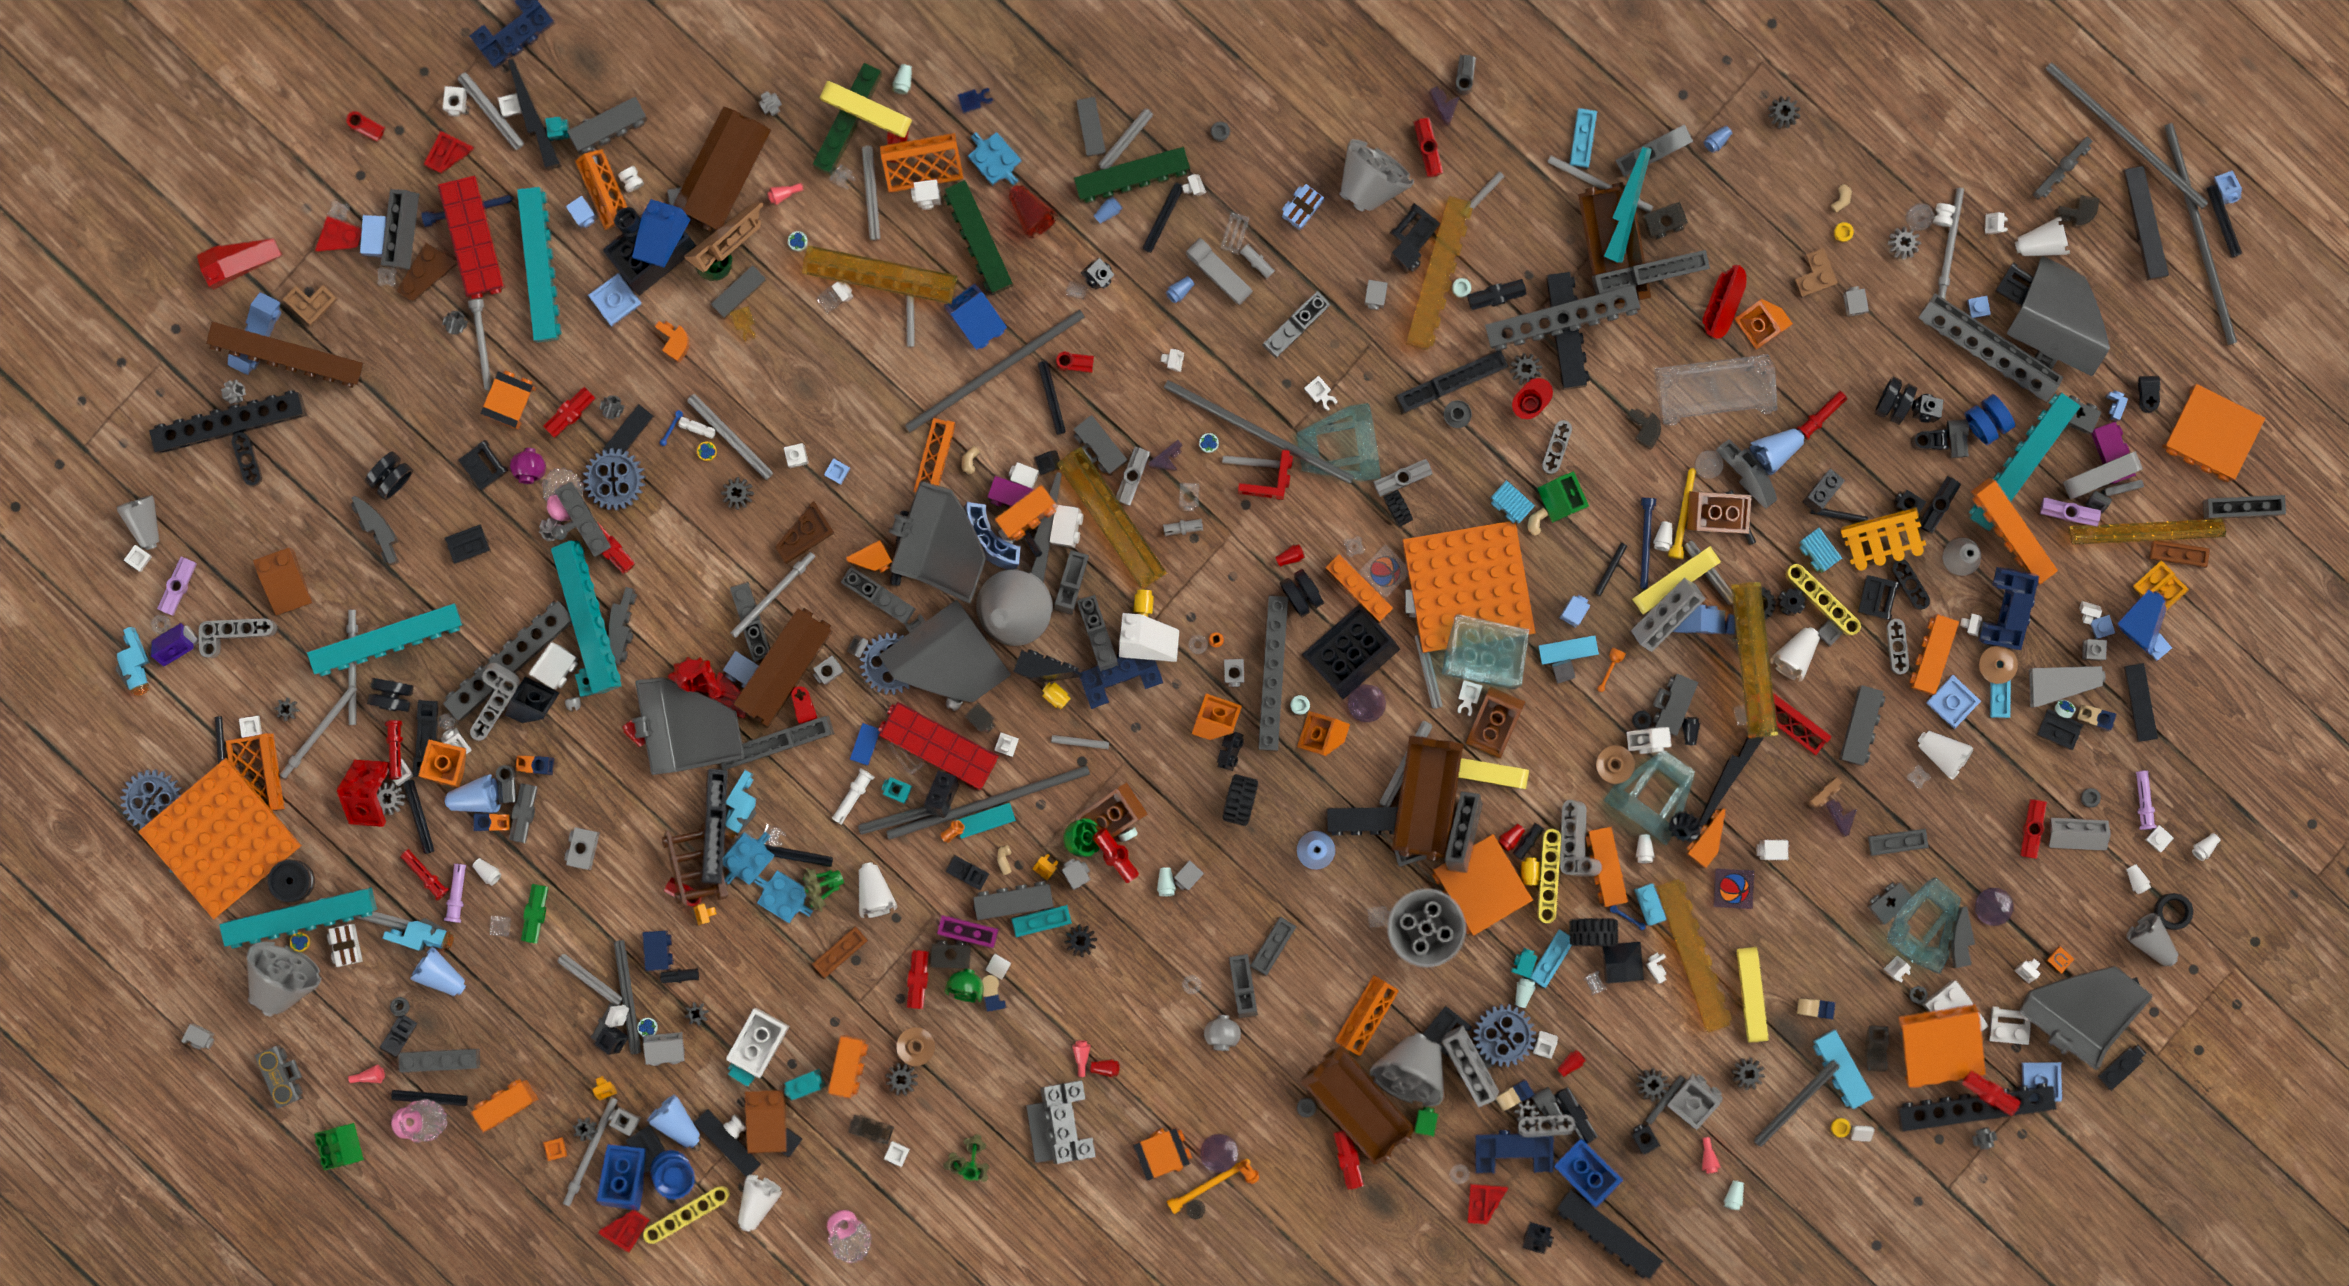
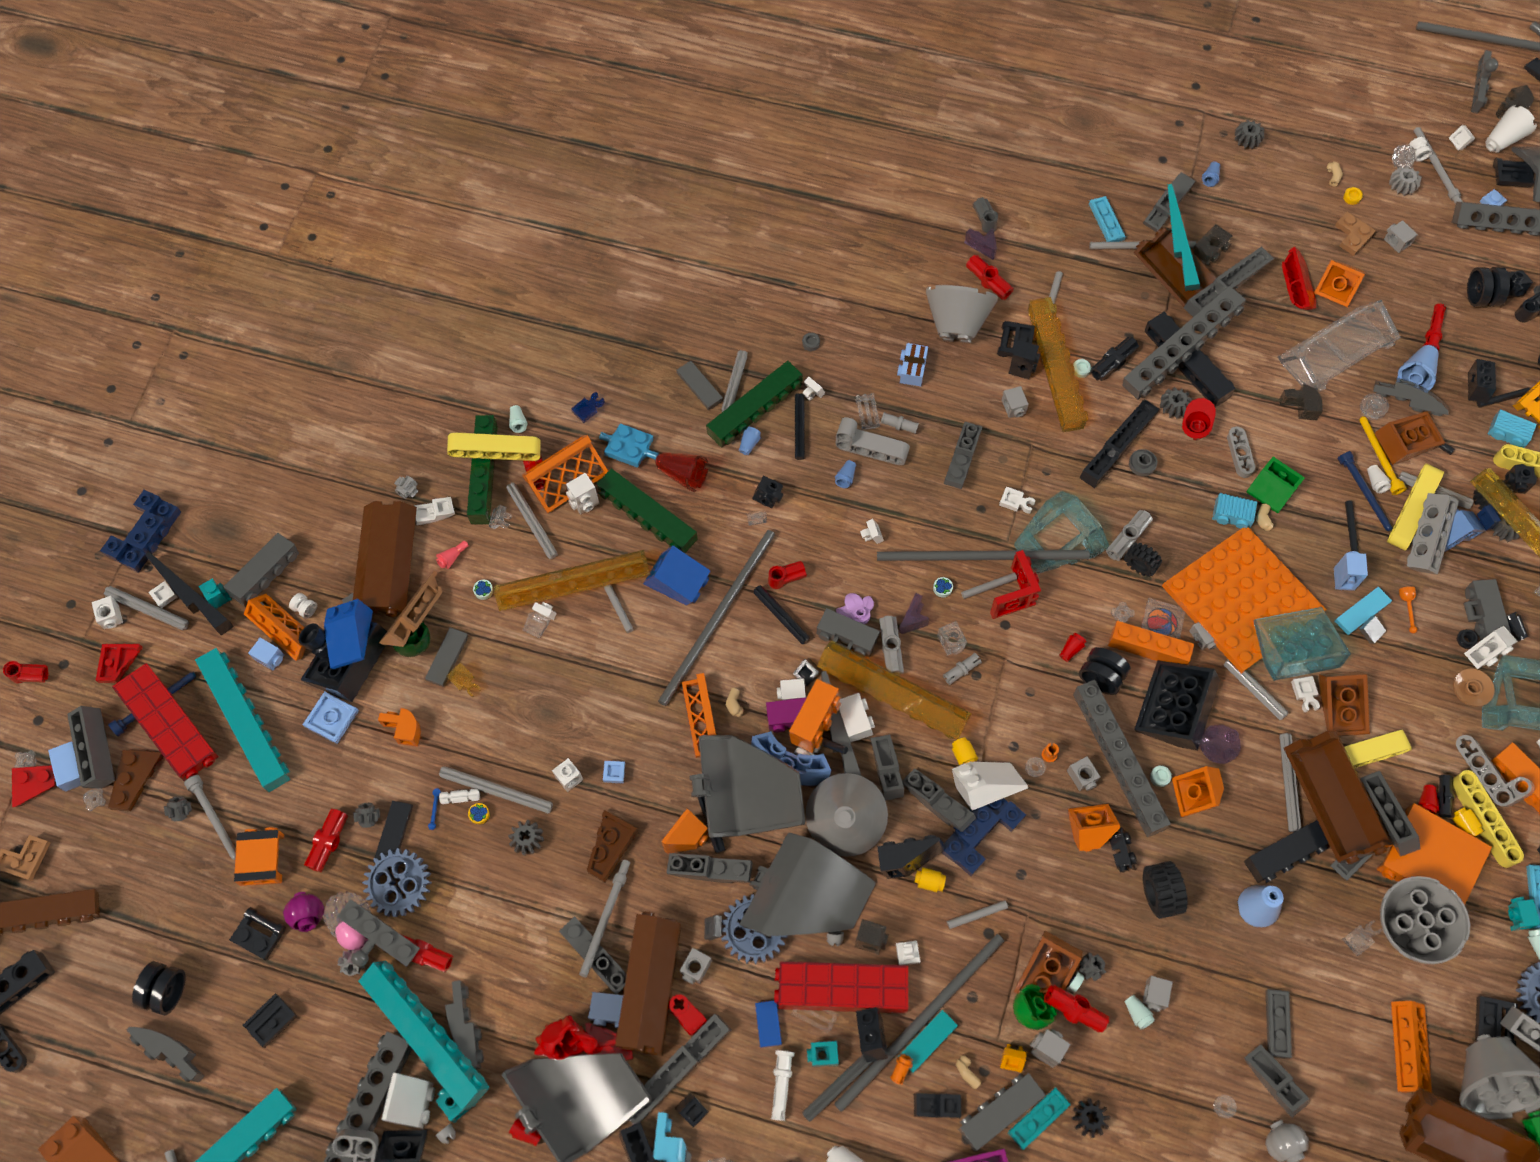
camera: 30 degrees left, 20 degrees down
(773, 779) = (691, 1109): none -> black slope
(786, 139) = (434, 511): none -> white slope
(1120, 422) = (855, 606): none -> lavender plate
(1143, 829) = (1092, 966): none -> dark grey gear

